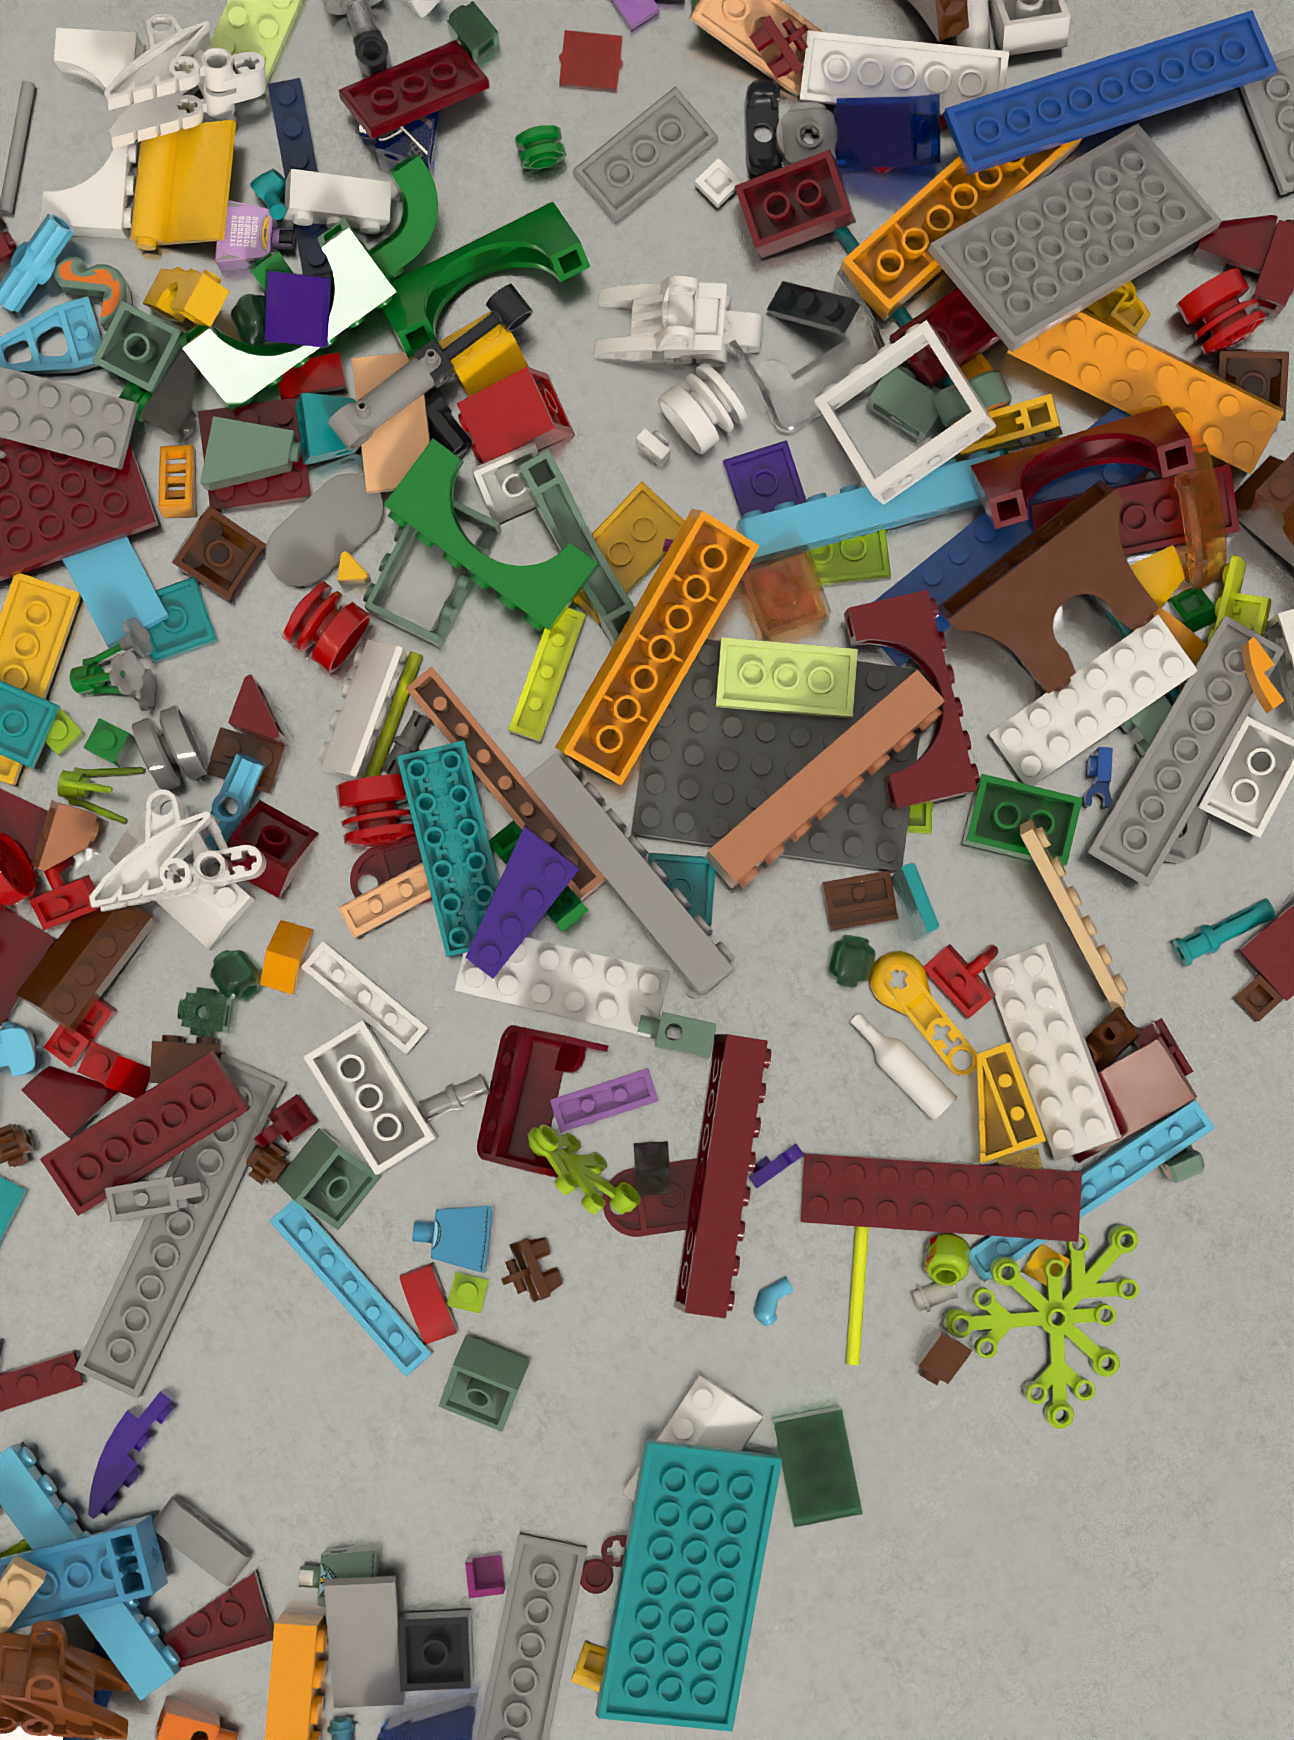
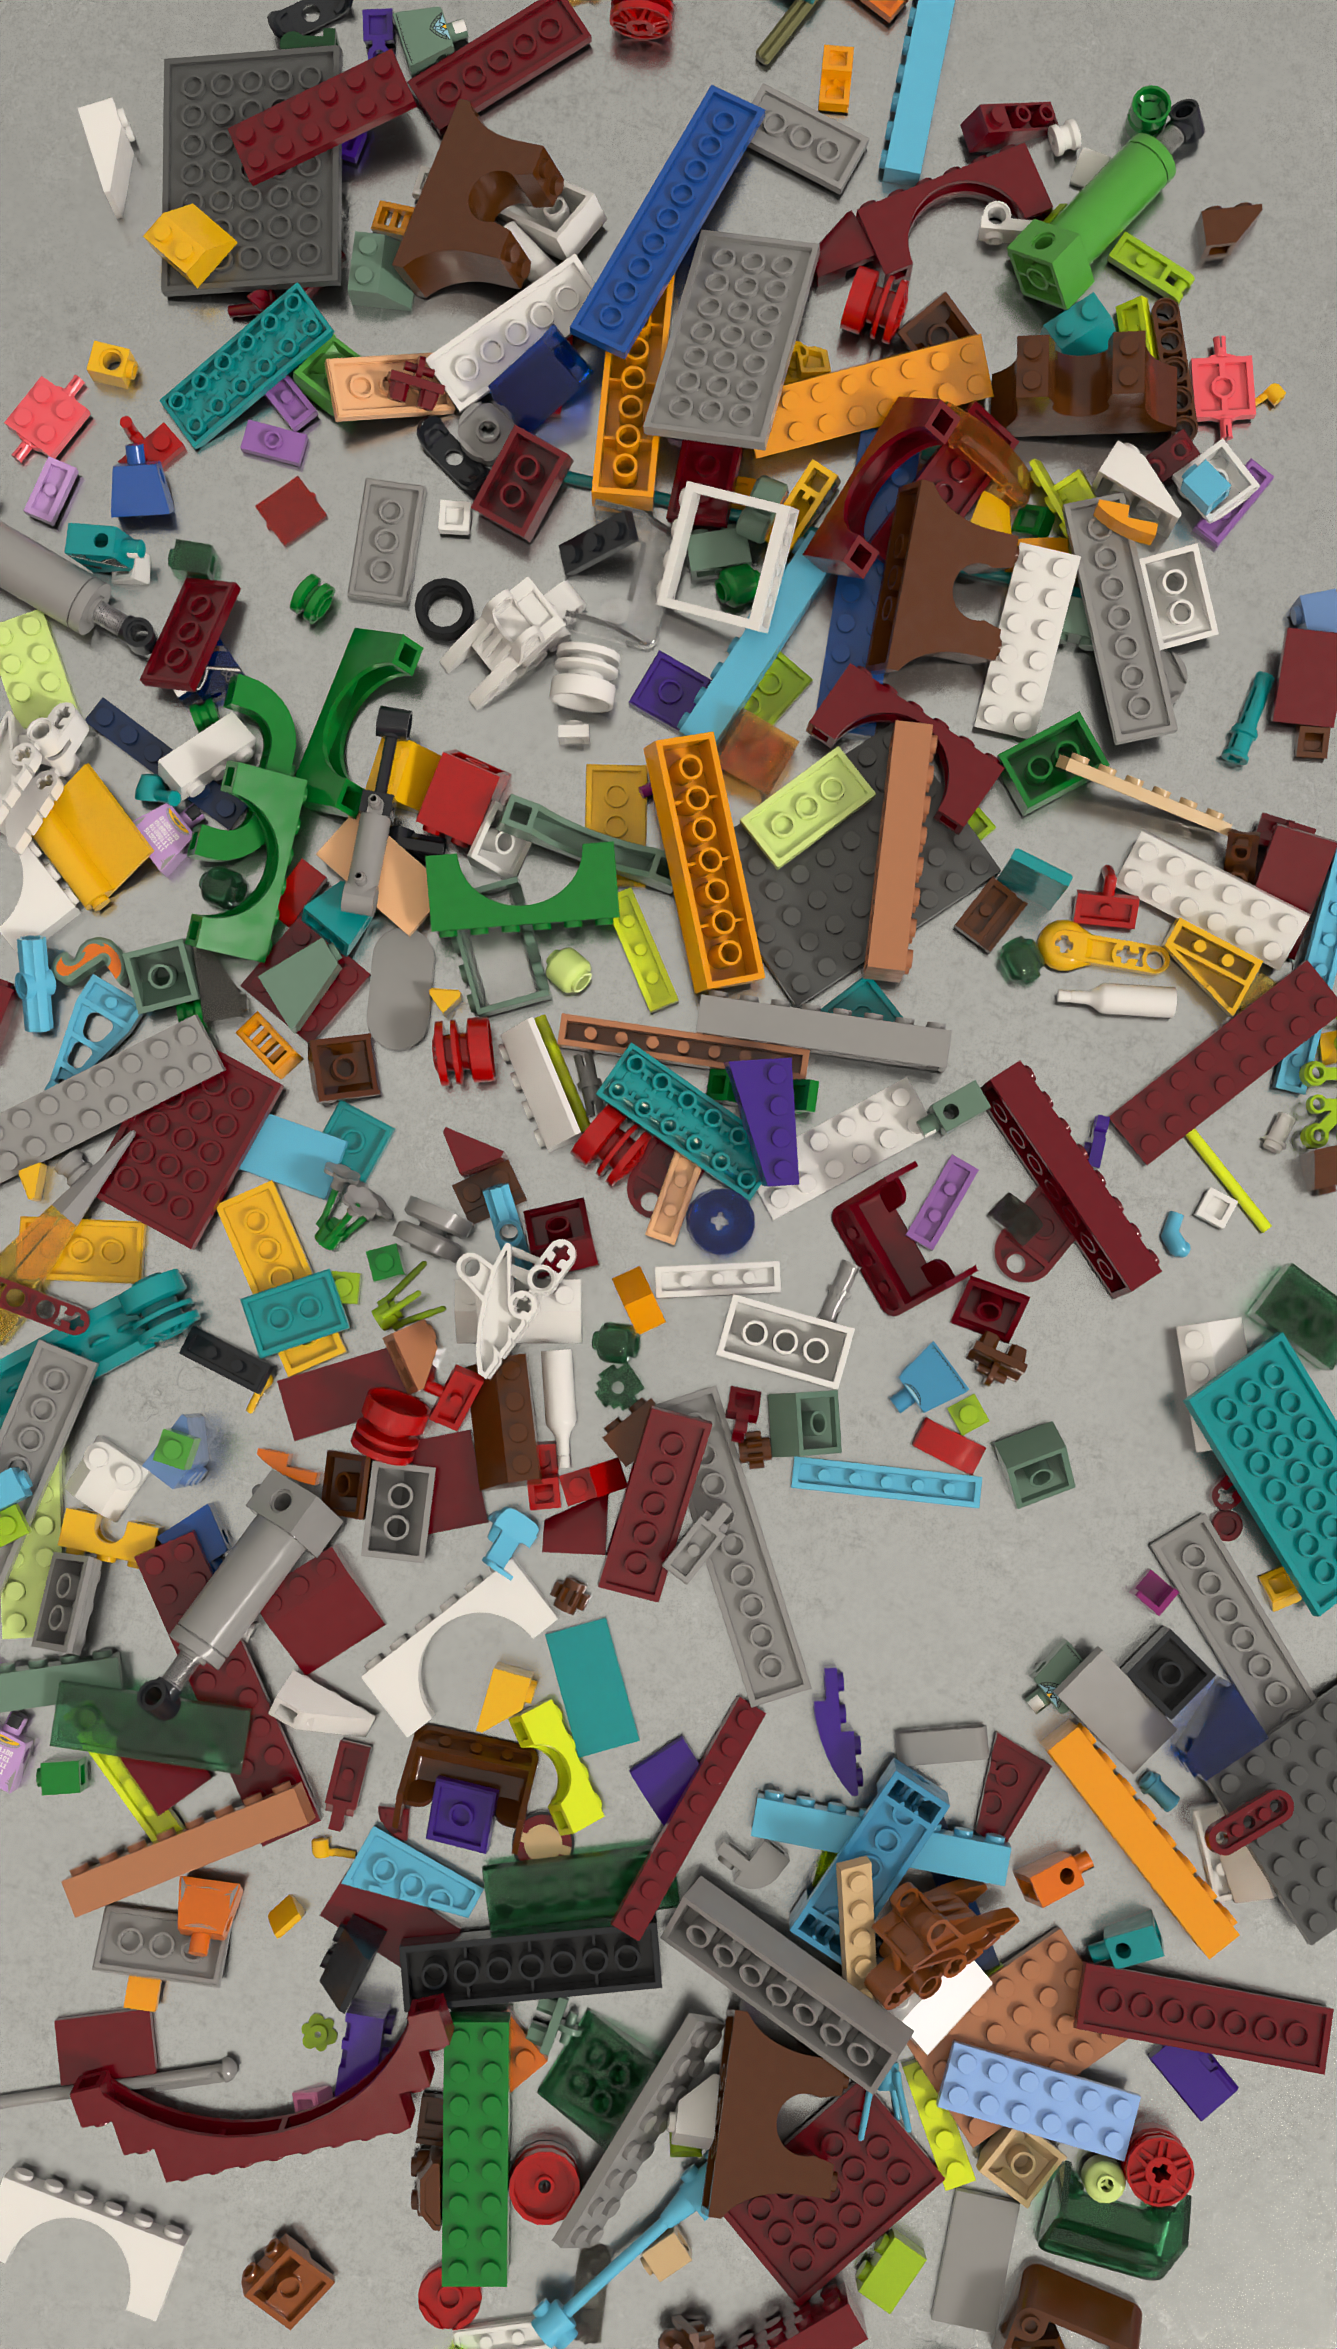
camera: 40 degrees left, 0 degrees up
(148, 979) = (559, 1399): none -> white piece
(187, 295) = (164, 907): yellow arch -> none
(297, 309) = (250, 851): dark purple tile -> none
(368, 165) = (204, 714): none -> green wheel
(387, 947) = (730, 1236): none -> clear blue wheel
(472, 636) = (568, 970): none -> yellowish green head
(562, 1223) = (989, 1307): none -> dark red slope
(583, 1171) = (973, 1262): lime plant -> none
(645, 225) = (440, 586): none -> black tyre
(825, 1308) = (1216, 1208): none -> white plate
(897, 441) = (737, 585): none -> green head
(947, 1258) = (1267, 1101): lime head -> none
(1101, 769) = (1071, 683): blue plate -> none

